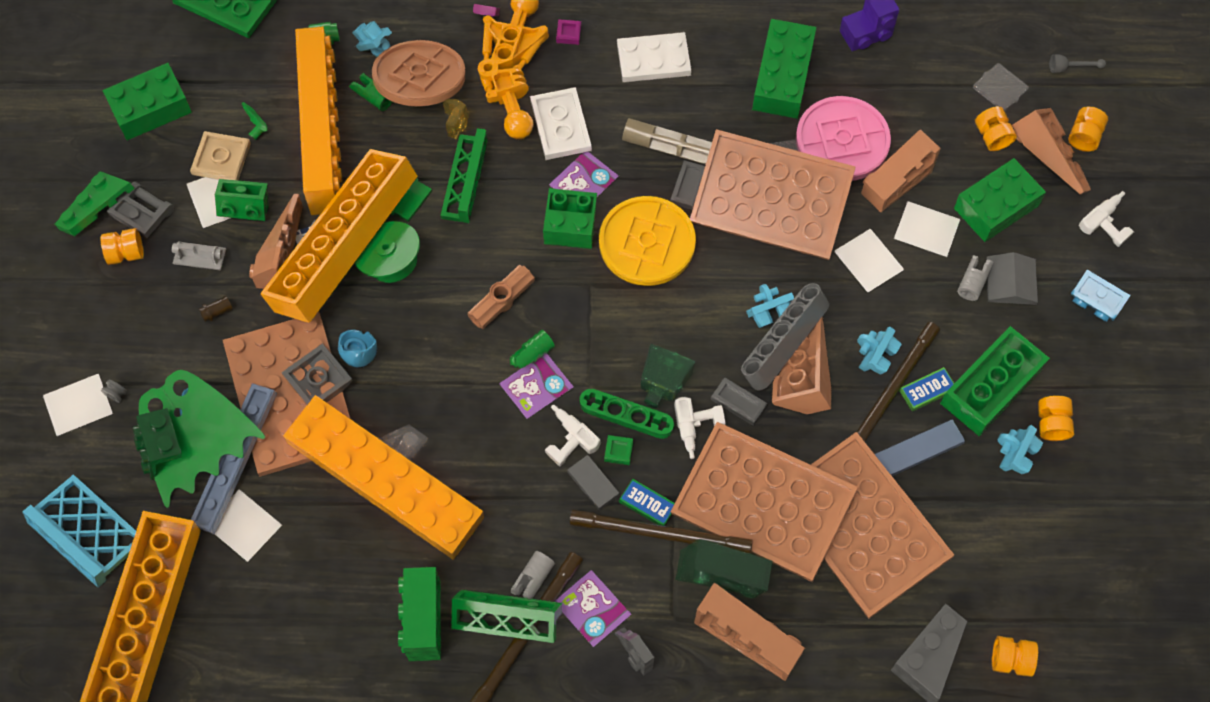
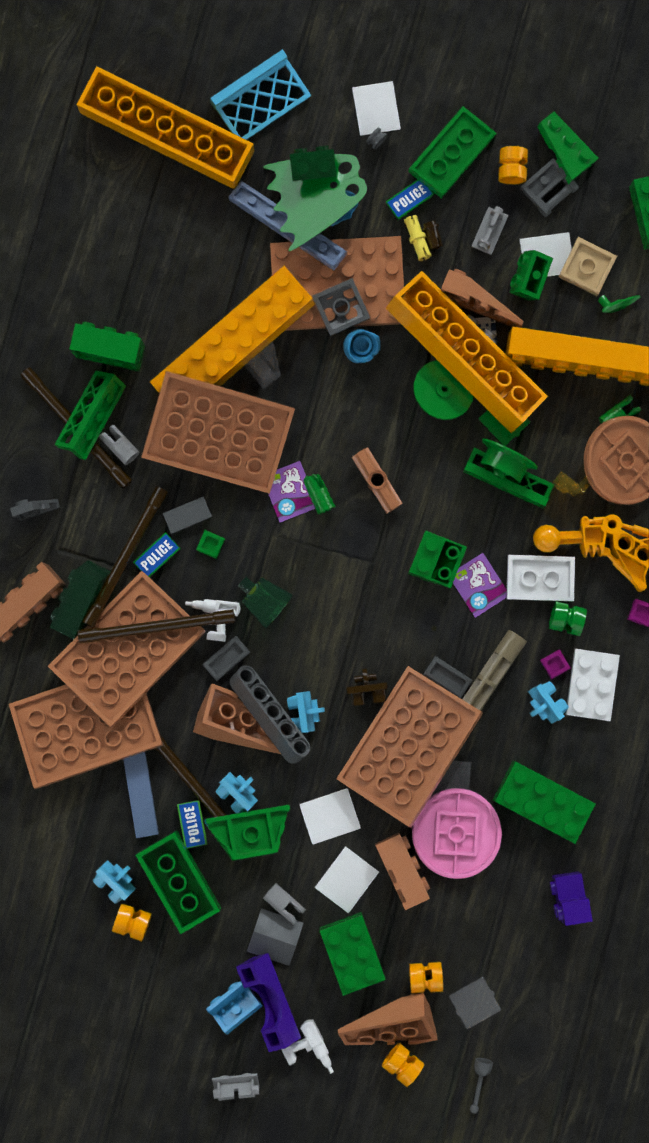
camera: 105 degrees right, 20 degrees up
(117, 312) = (452, 152): none -> green tile
(178, 343) = (409, 199): none -> tile
(221, 322) = (417, 238): none -> light yellow pin
(245, 526) = (230, 226): white sticker -> none
(449, 171) = (505, 461): none -> green piece
(492, 463) = (217, 432): none -> nougat plate
(578, 434) = (231, 513): white piece -> none
(592, 608) = (83, 487): sticker -> none
(595, 88) = (567, 618): none -> green wheel
(628, 409) = (243, 561): green beam -> none
(643, 93) = (555, 664): none -> magenta tile
(647, 240) = (399, 623): yellow plate -> none
(687, 89) = (544, 704): none -> medium azure hips
(722, 255) = (356, 692): none -> dark brown hips
(757, 530) = (98, 634): none -> dark brown piece
(916, 323) = (249, 832): none -> green wing
(1099, 247) = (279, 1025): none -> dark purple arch
(1181, 283) = (245, 1084): none -> light grey hinge

